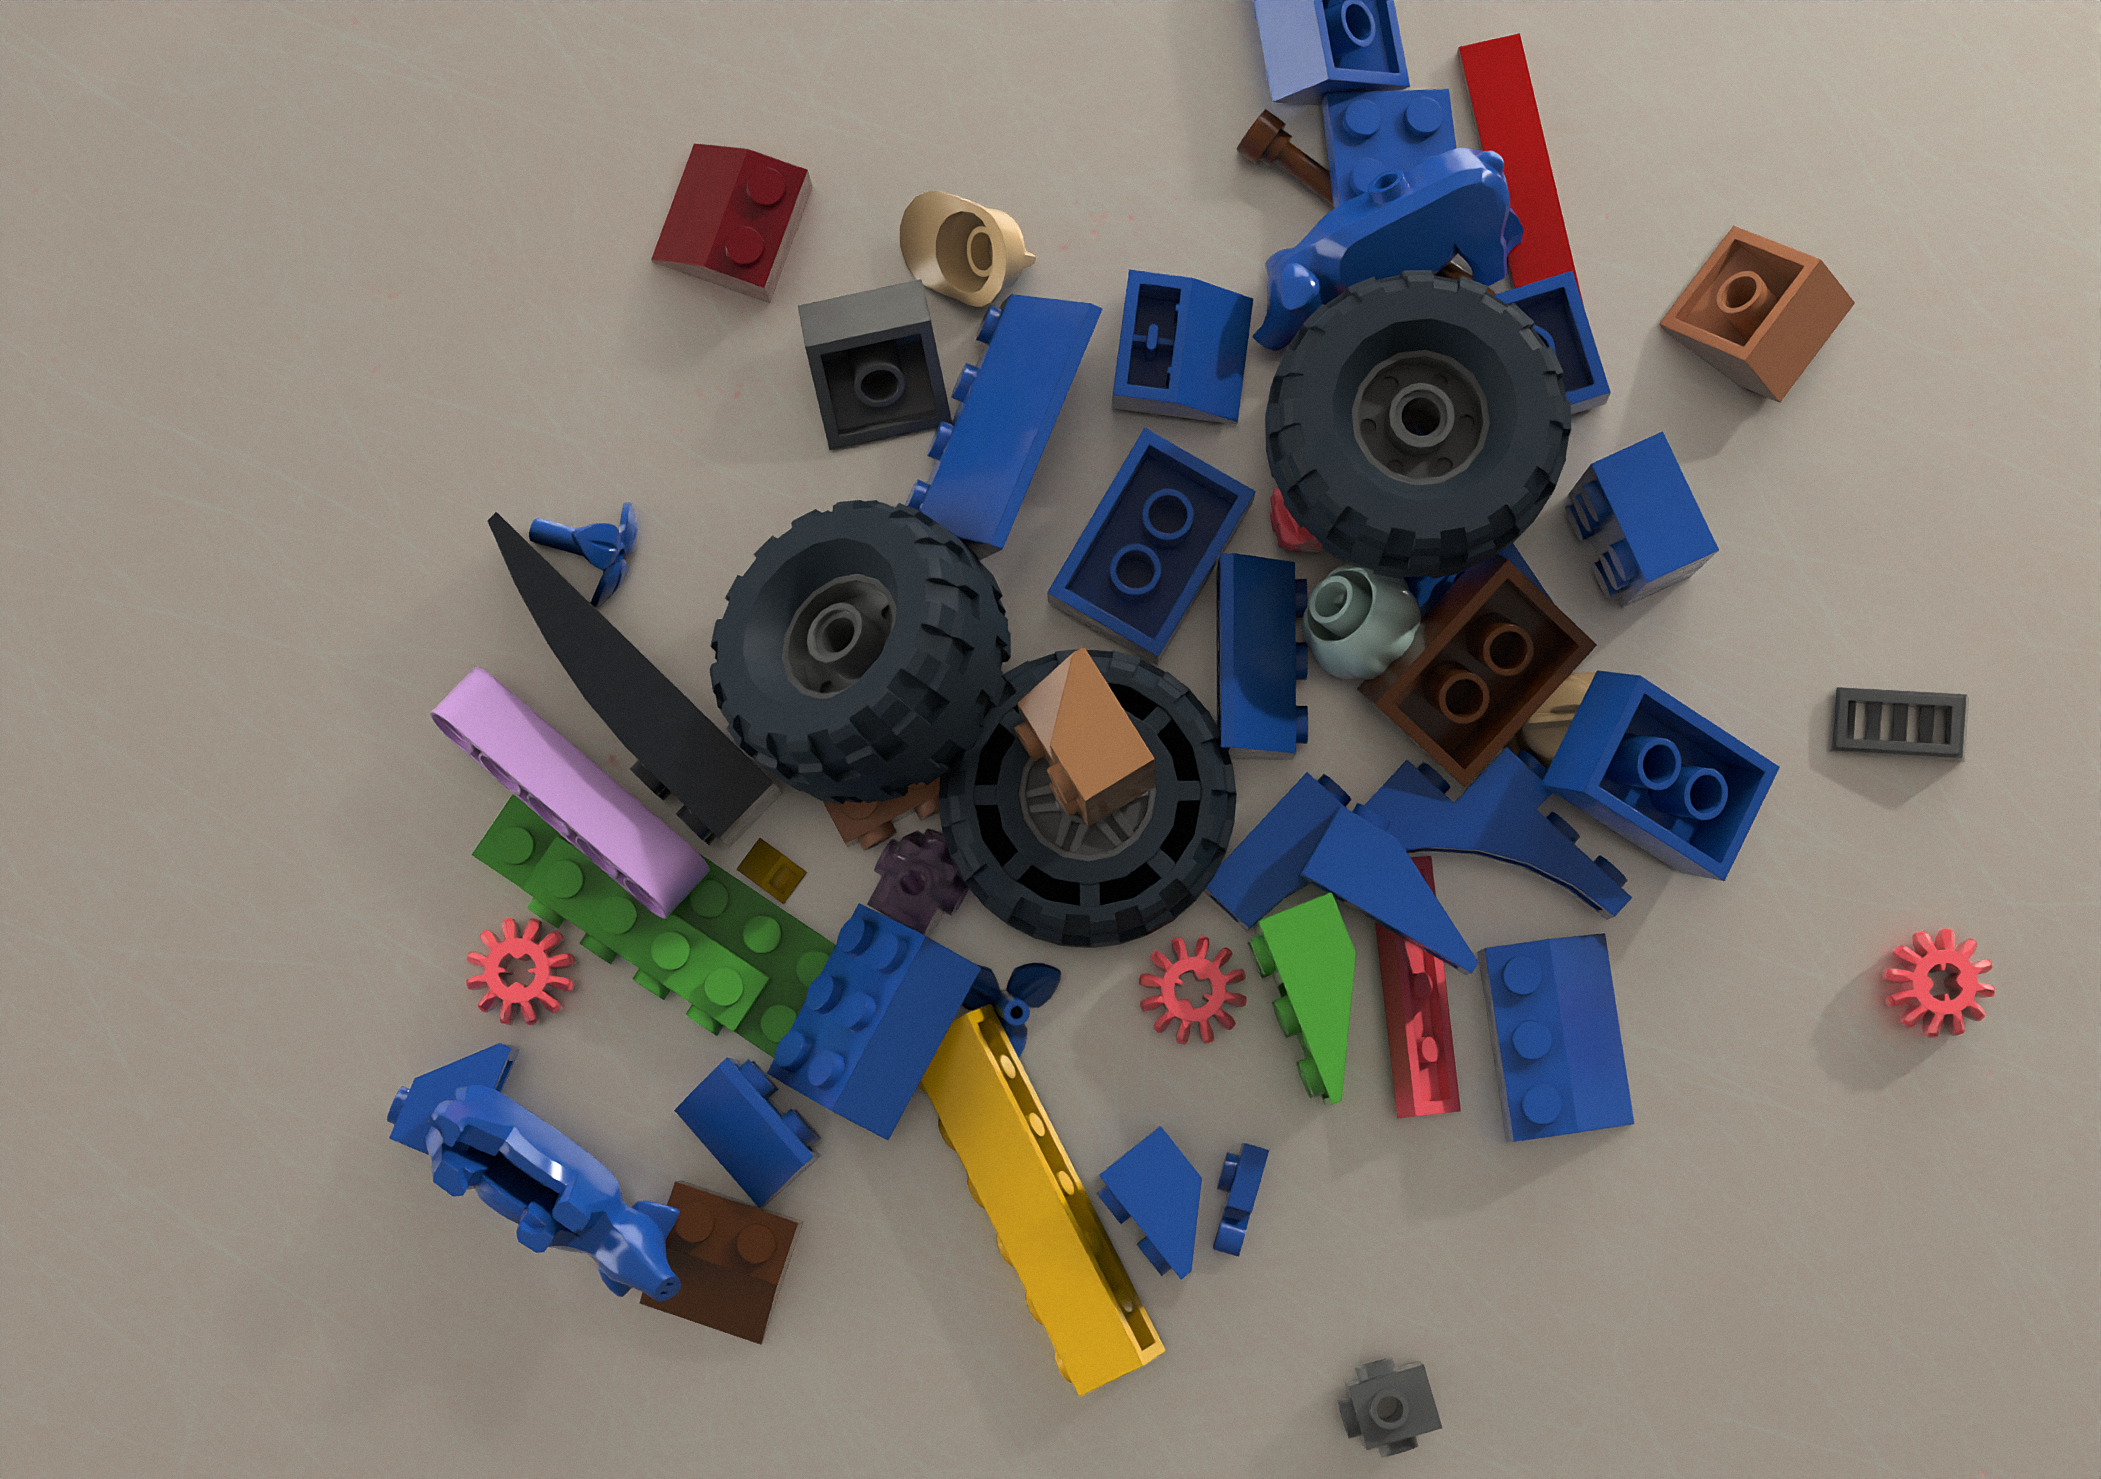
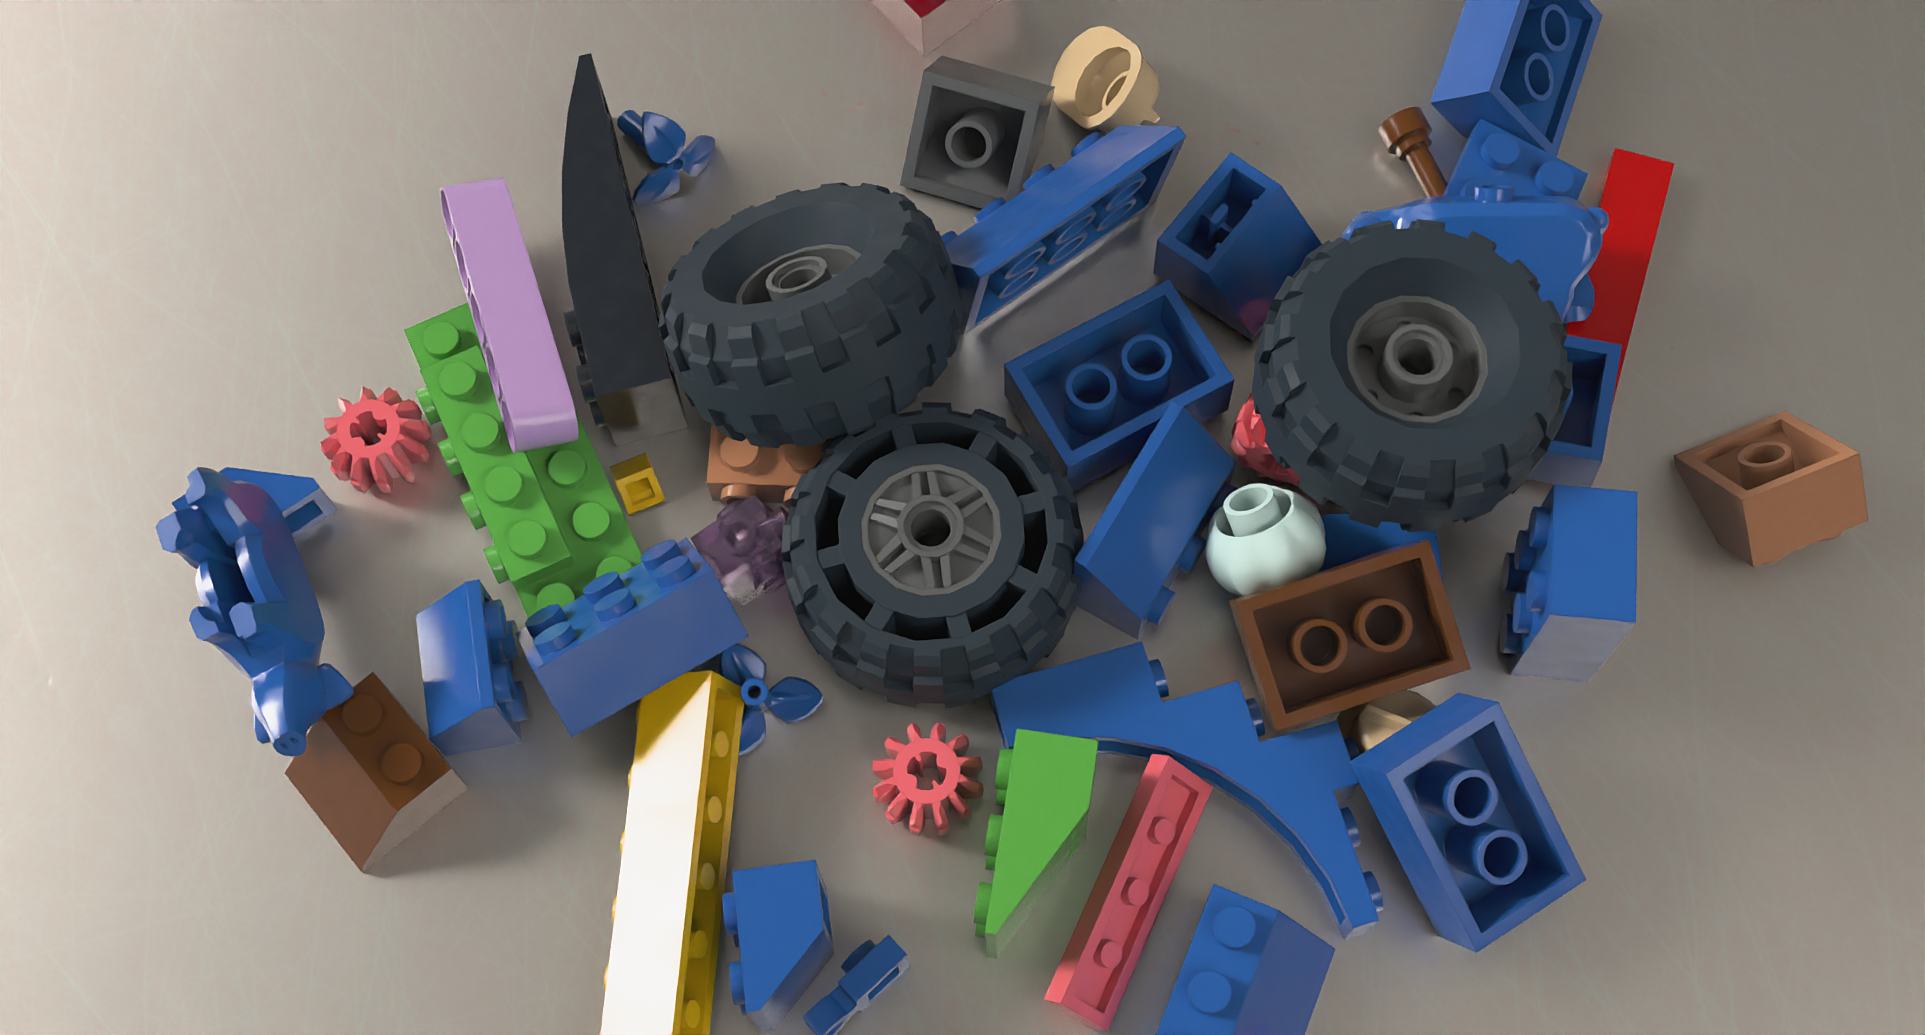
camera: 30 degrees right, 15 degrees down
(1086, 739) = (950, 467): medium nougat slope -> none
(1381, 881) = (1149, 763): blue slope -> none
(1956, 723) = (1760, 911): dark grey slope -> none

